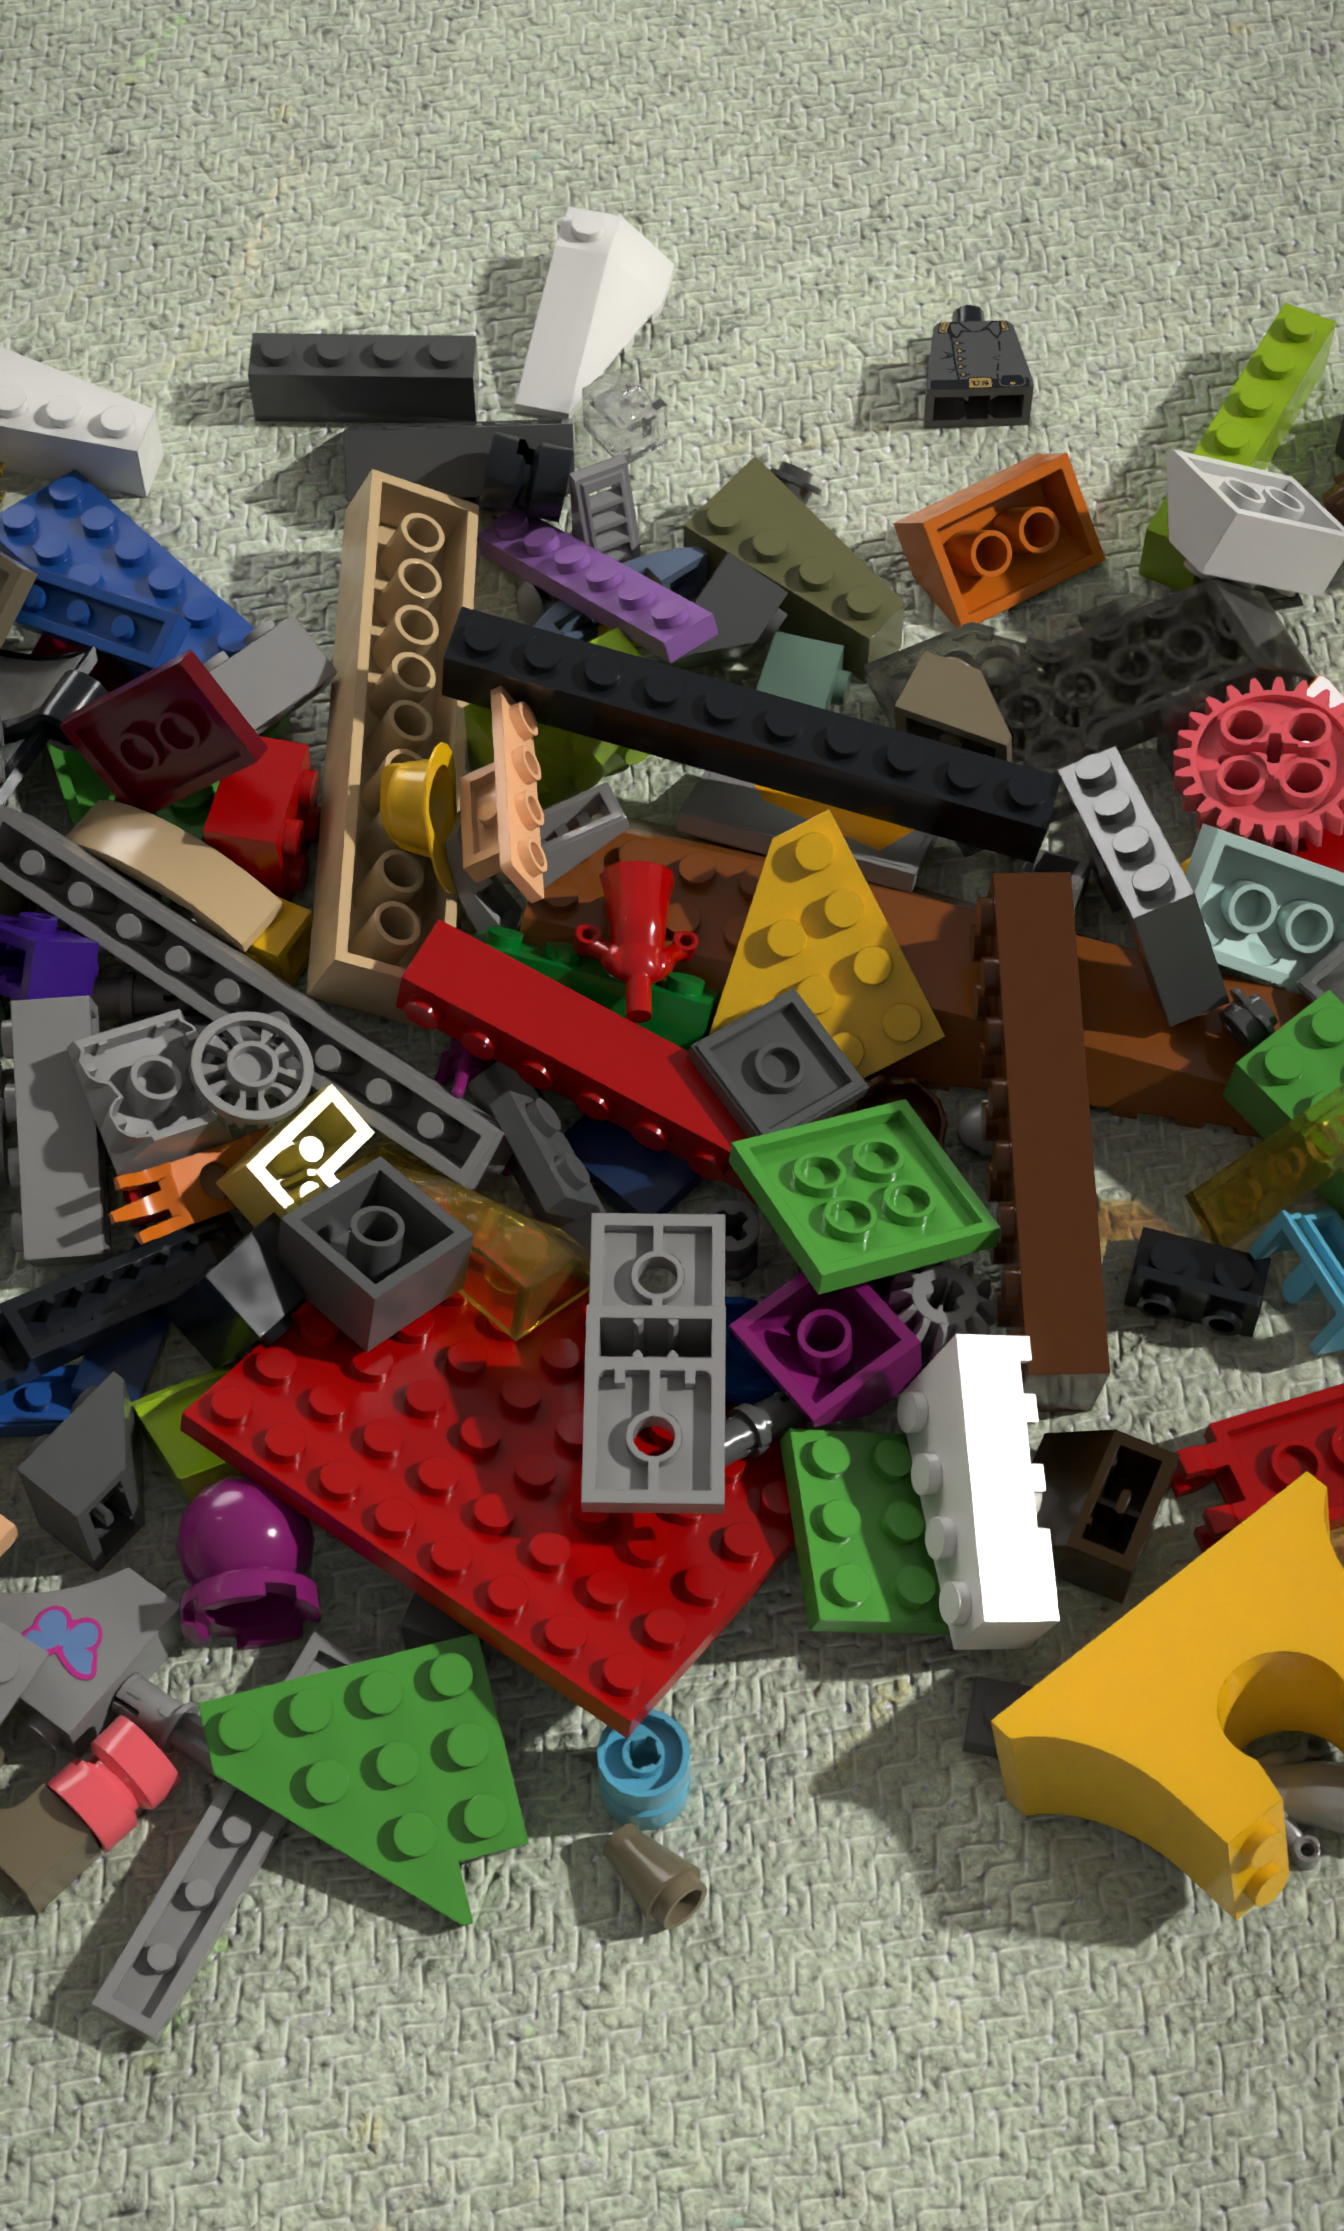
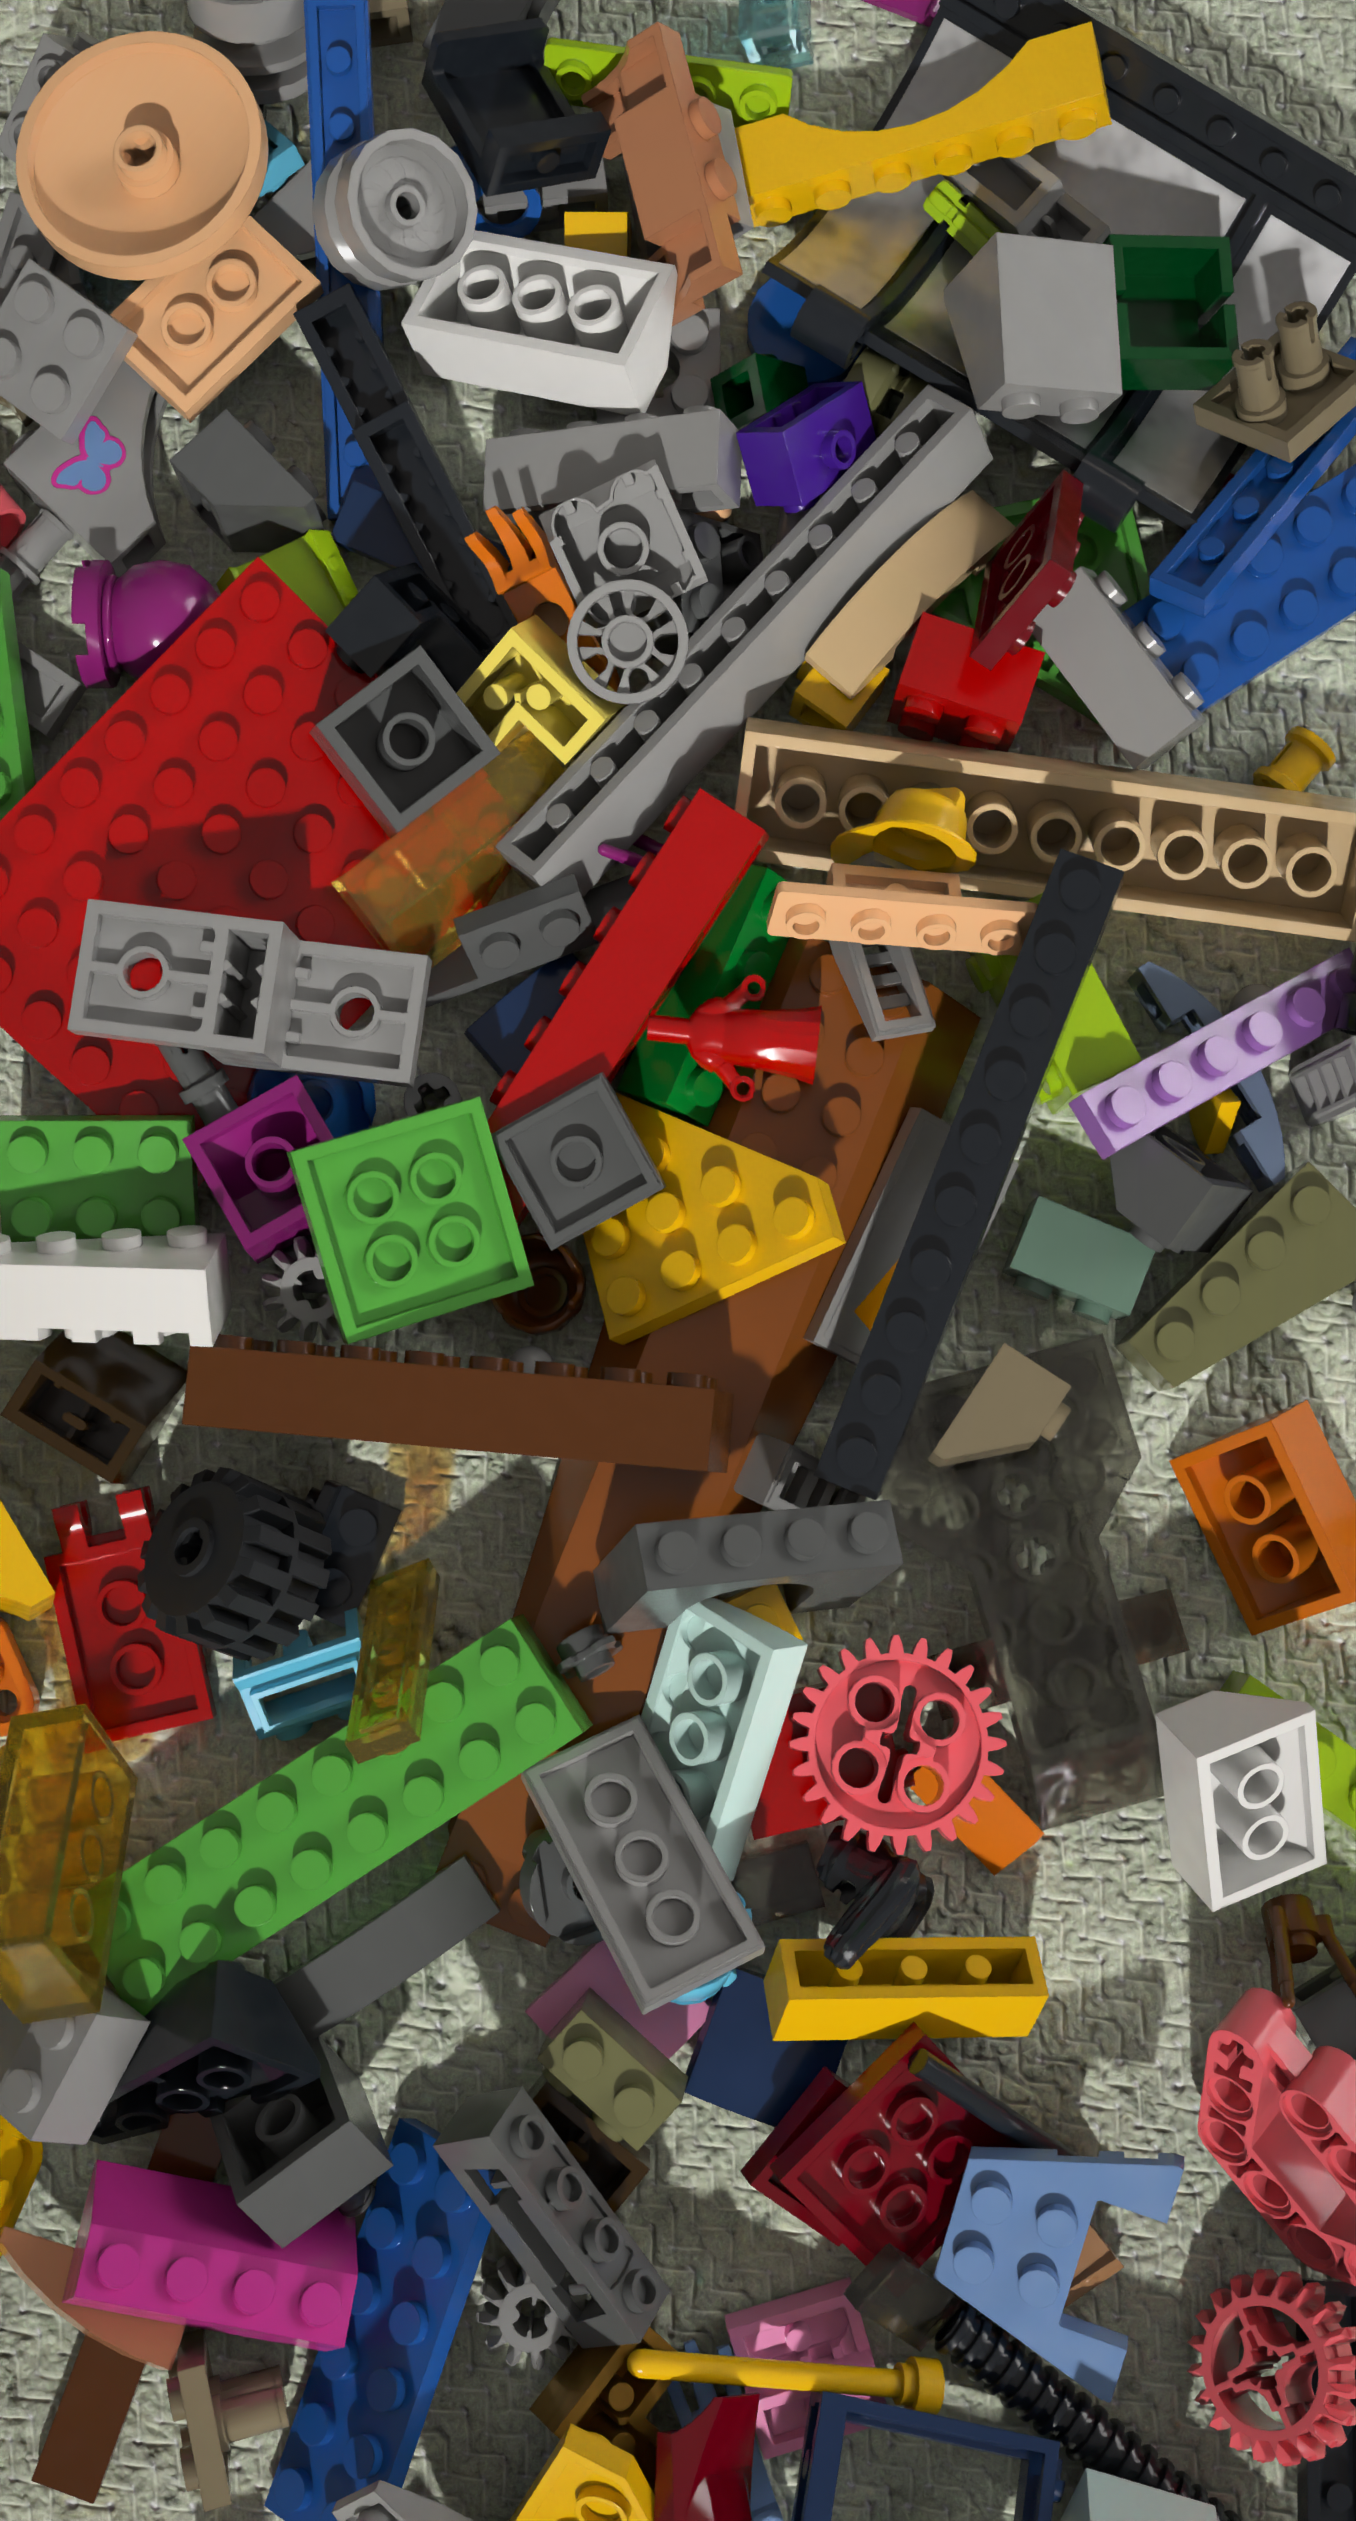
camera: 90 degrees right, 25 degrees up
(309, 584) = (1296, 762): none -> yellow bush
(1260, 1297) = (234, 1564): none -> black wheel

